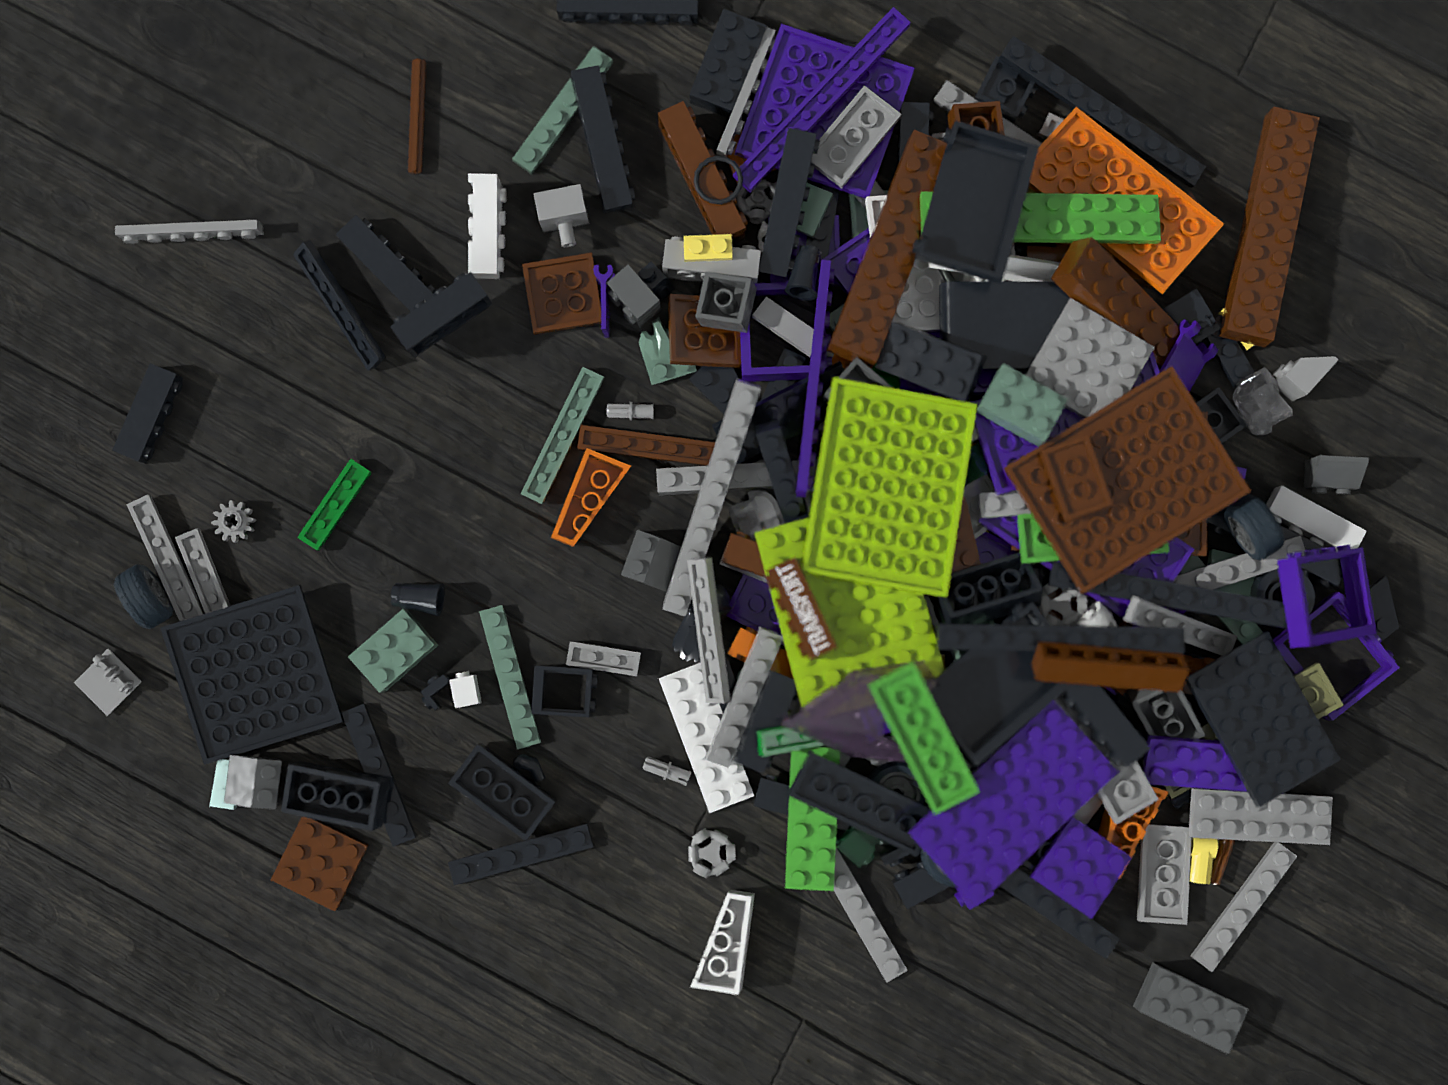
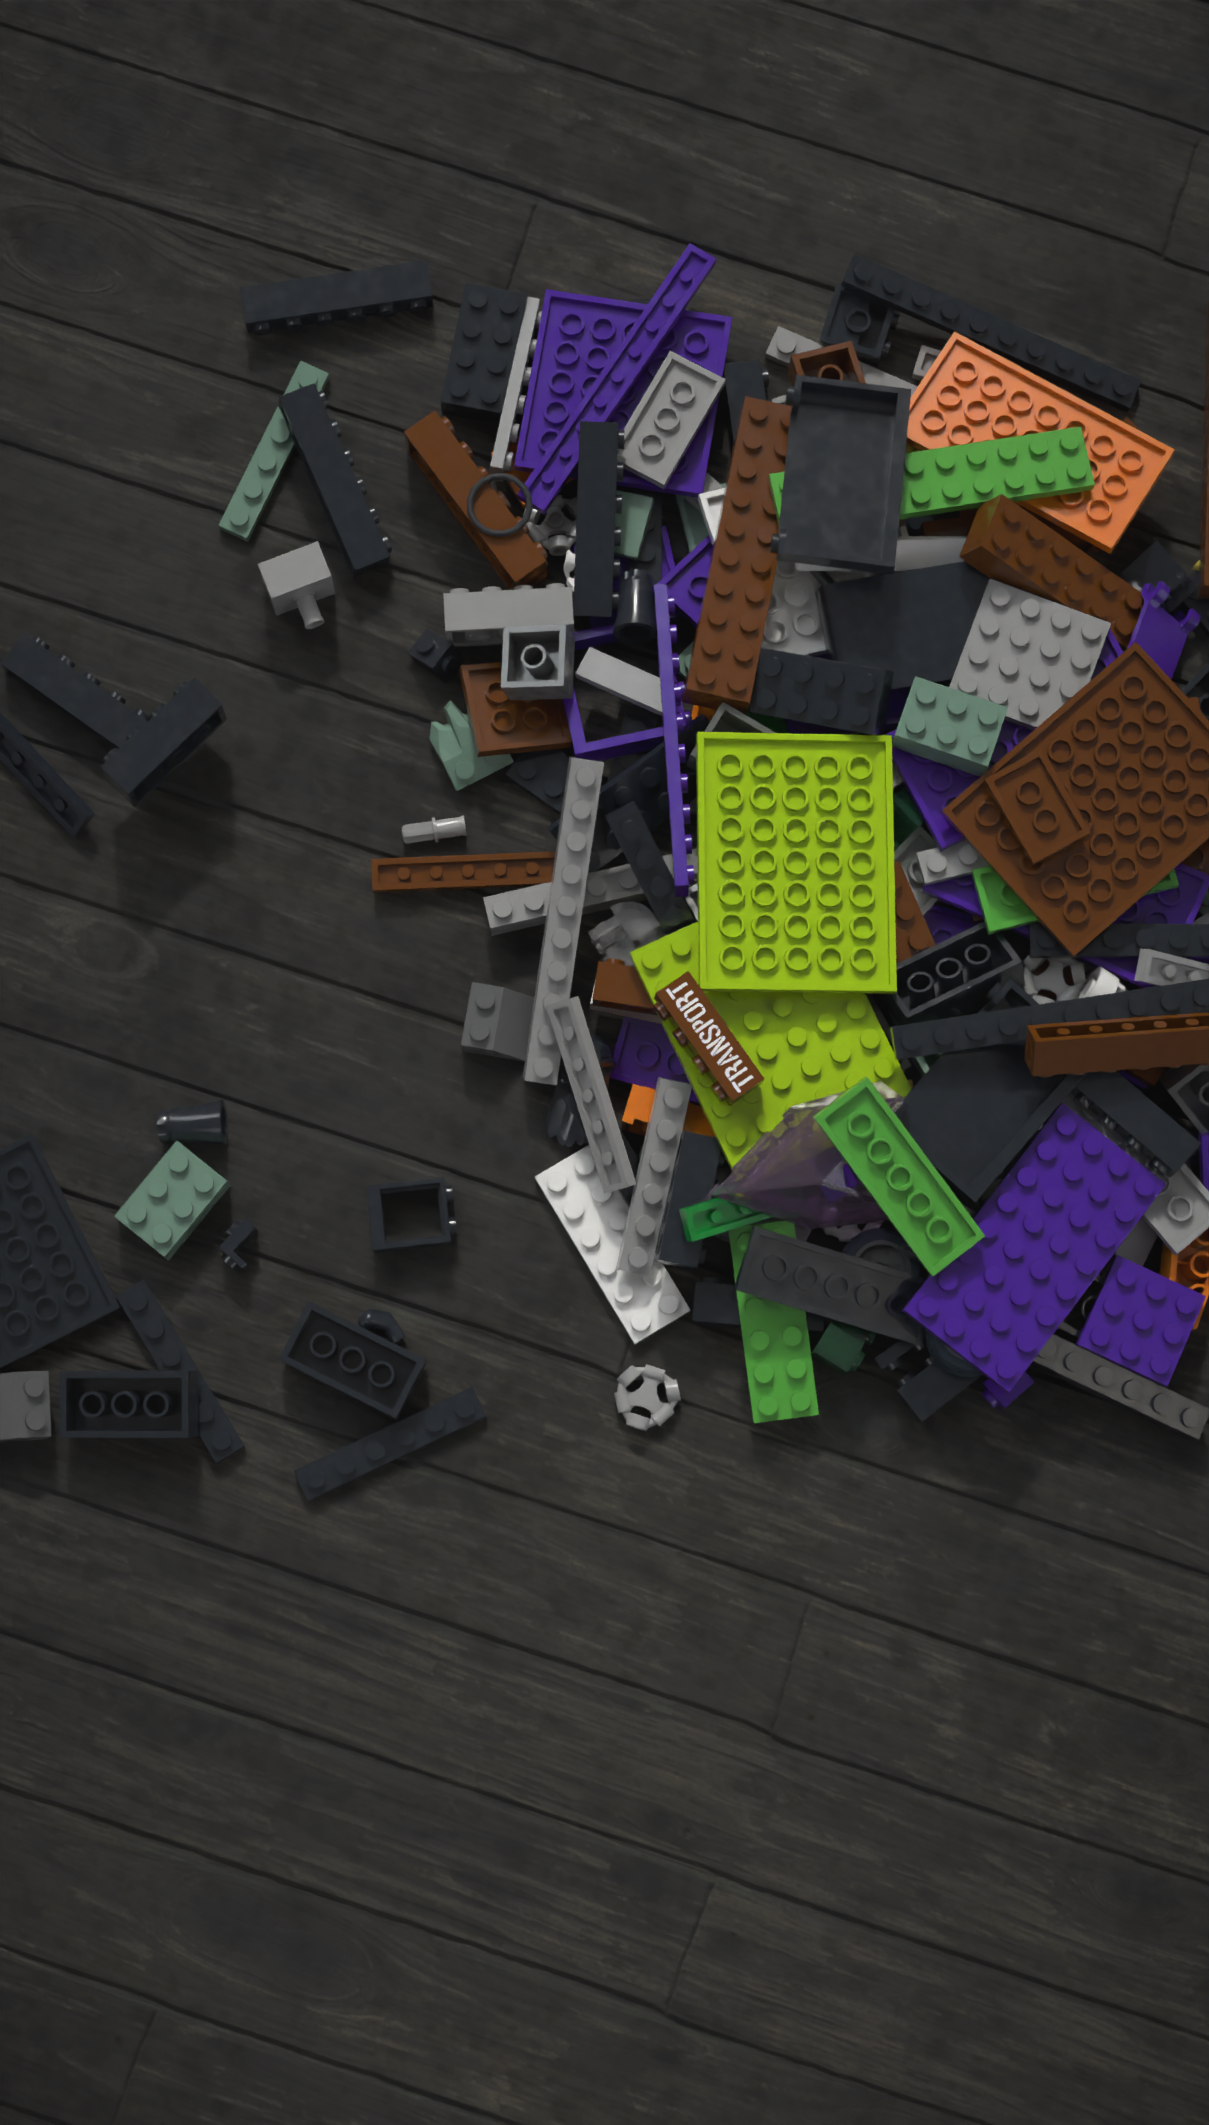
camera: 10 degrees left, 5 degrees down
(319, 862) = (120, 1502): reddish brown plate -> none
(334, 504) = (59, 1021): green plate -> none
(417, 116) = (81, 491): reddish brown axle -> none
(465, 690) = (277, 1236): white brick -> none
(486, 225) = (198, 617): white wedge -> none
(510, 677) = (334, 1210): sand green plate -> none
(562, 293) = (317, 690): reddish brown plate -> none
(562, 435) = (349, 878): sand green plate -> none
(590, 489) = (399, 940): orange wedge -> none
(602, 280) = (371, 666): dark purple flag -> none
(603, 658) = (456, 1163): light grey plate -> none
(633, 296) = (412, 677): dark grey brick -> none
(666, 770) = (567, 1297): light grey axle -> none
(707, 248) = (501, 595): light yellow plate -> none
(726, 951) = (690, 1517): white wedge -> none
(866, 921) = (870, 1451): light grey plate -> none

